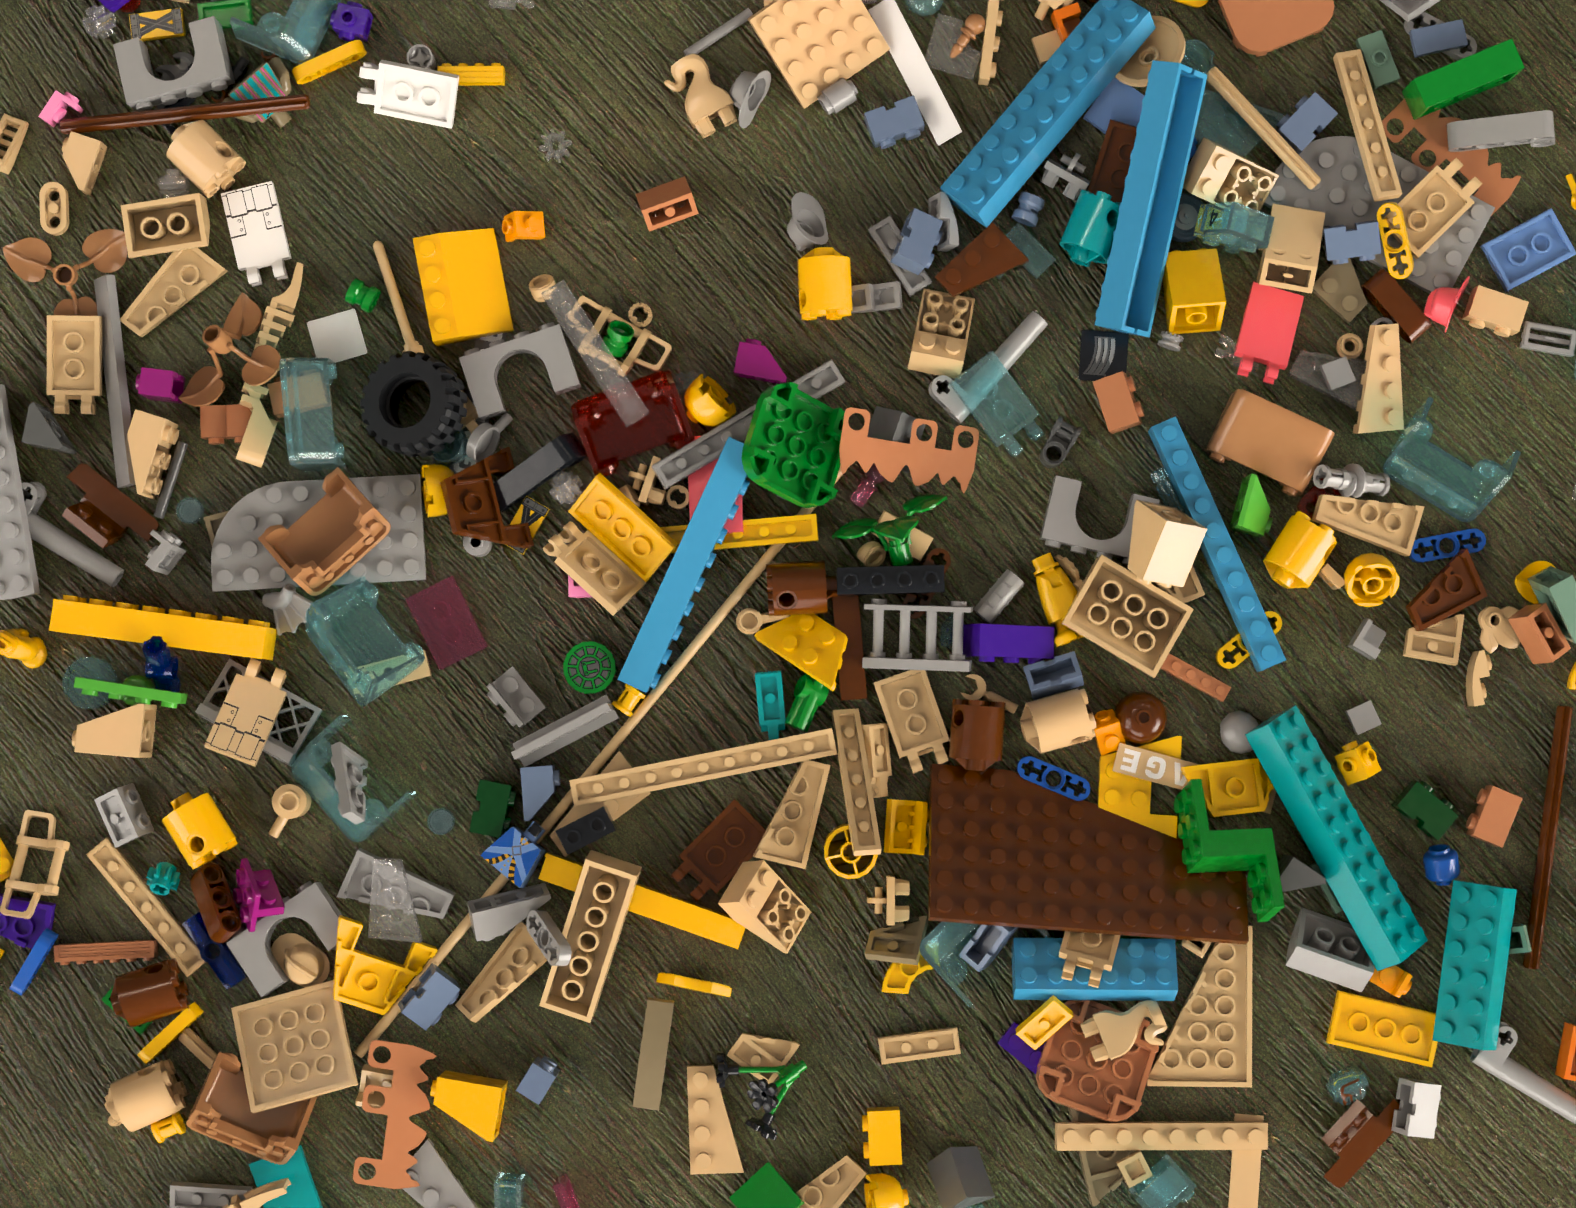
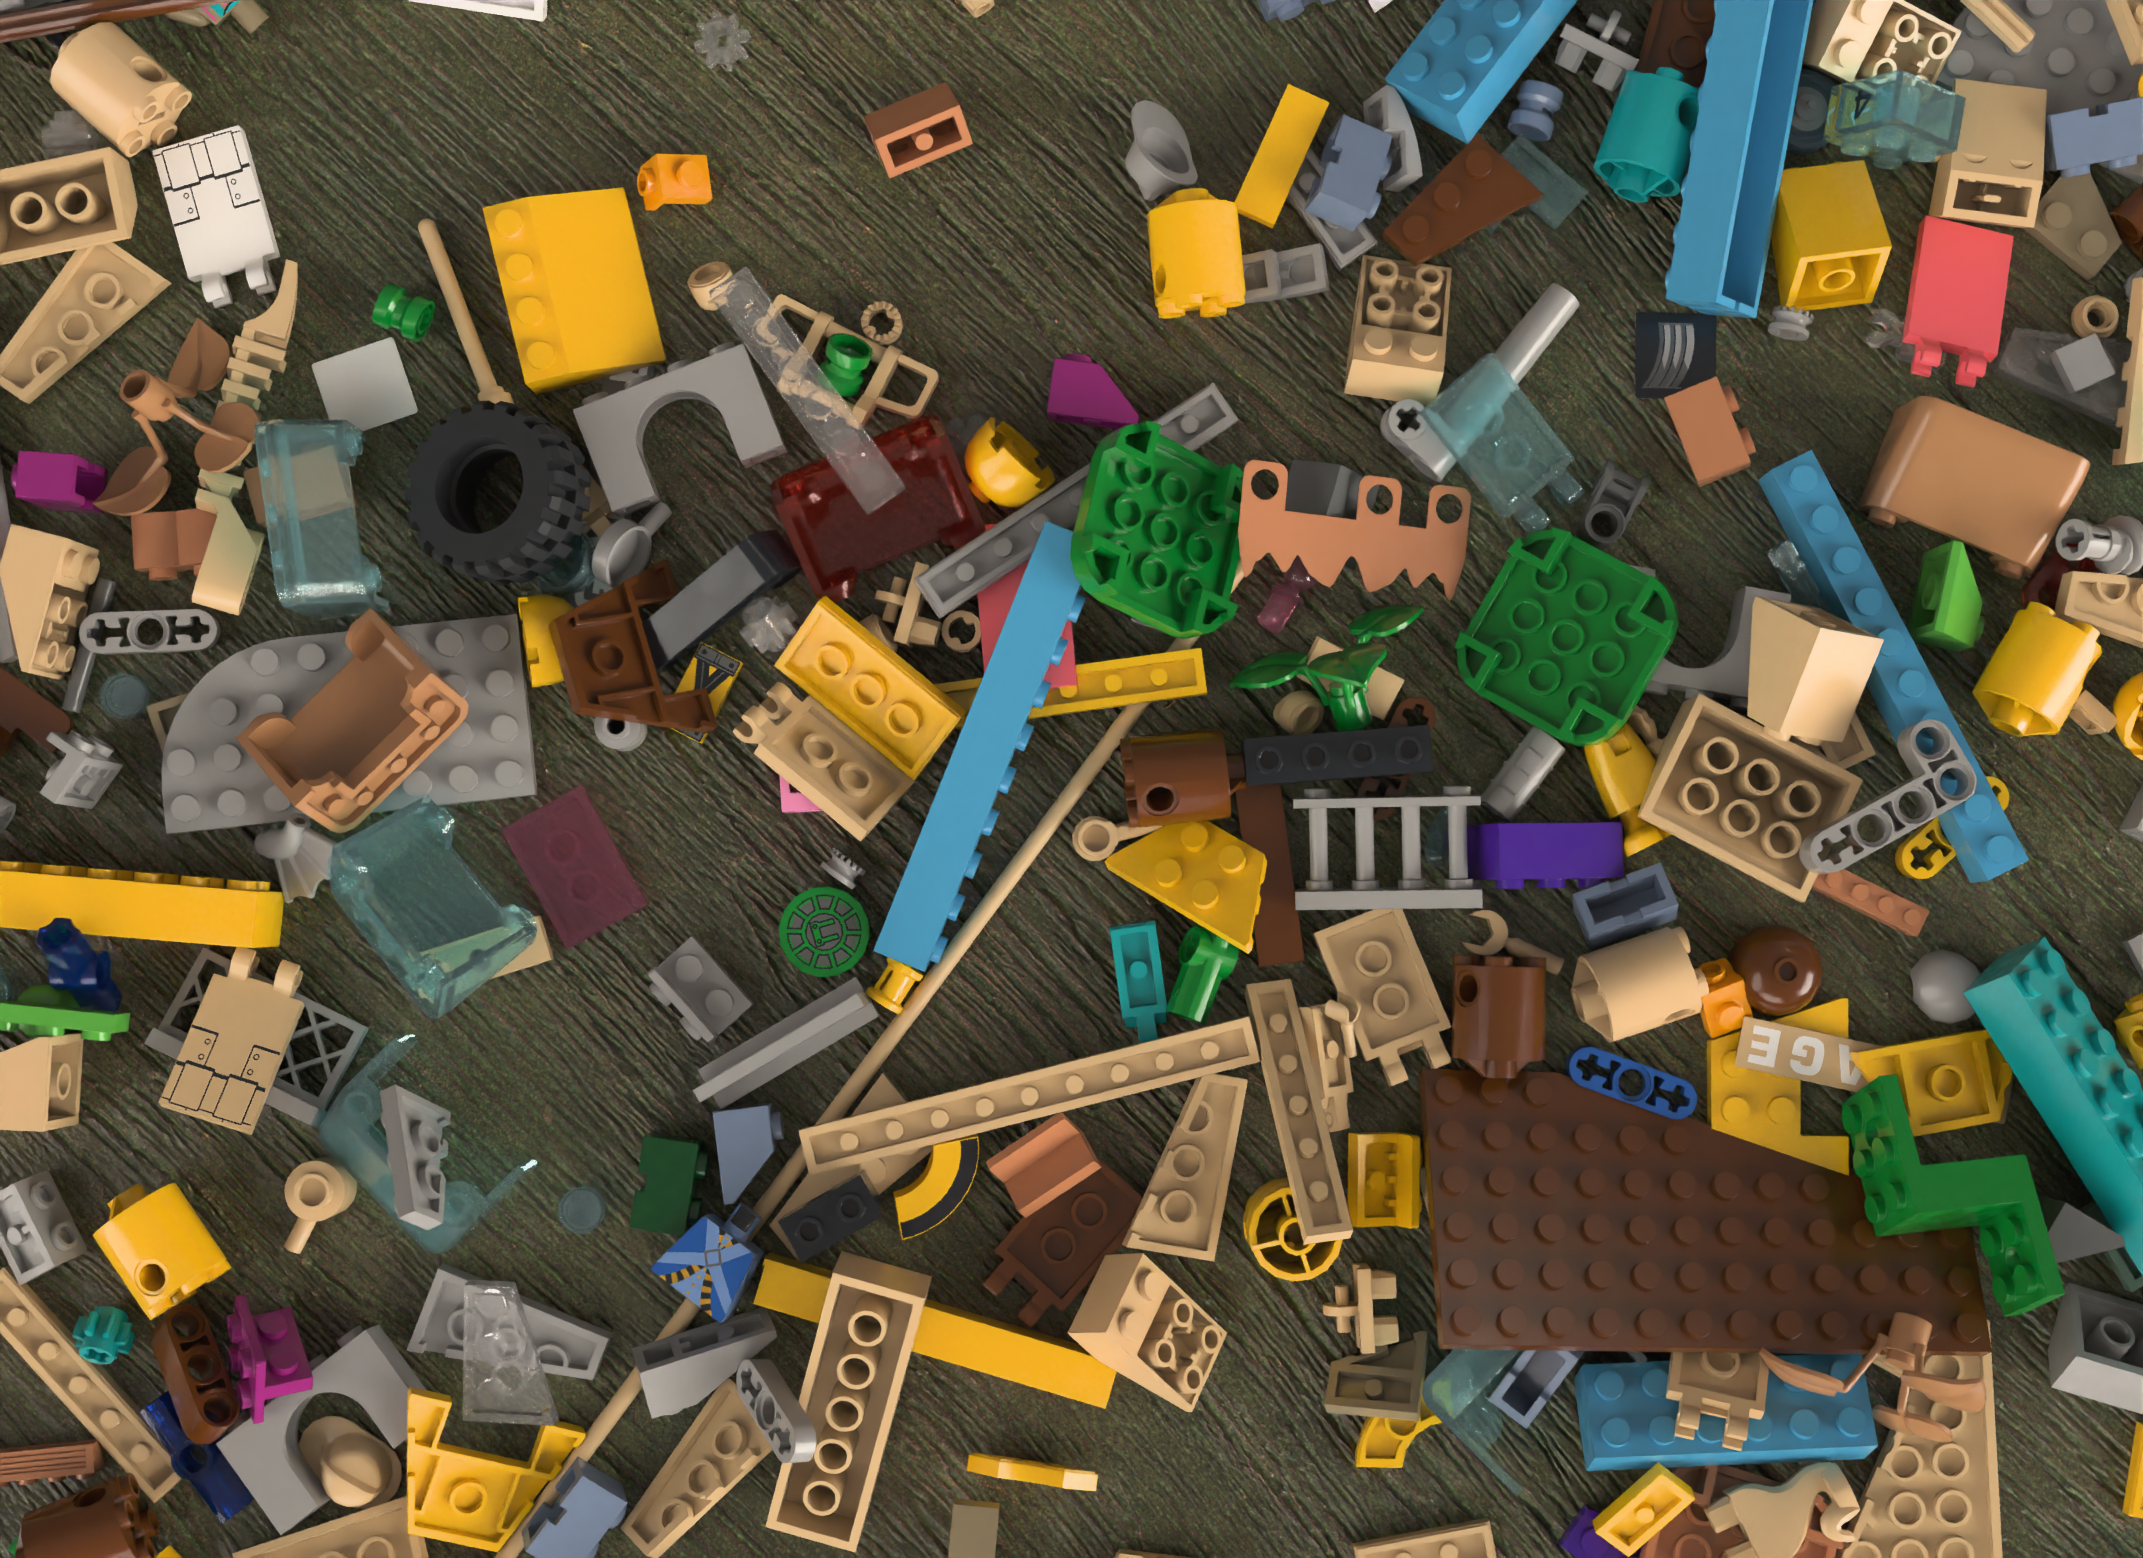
camera: 10 degrees left, 0 degrees up
(186, 481) = (115, 645): none -> light grey beam
(601, 631) = (842, 869): none -> light grey bush
(649, 817) = (939, 1187): none -> yellow tile
(709, 807) = (1044, 1163): none -> nougat panel
(877, 229) = (1280, 155): none -> yellow tile
(889, 728) = (1346, 1012): none -> tan hand
(1028, 518) = (1567, 637): none -> green tile
(1195, 935) = (1906, 1350): none -> medium nougat plant
(1201, 626) = (1884, 809): none -> light grey beam

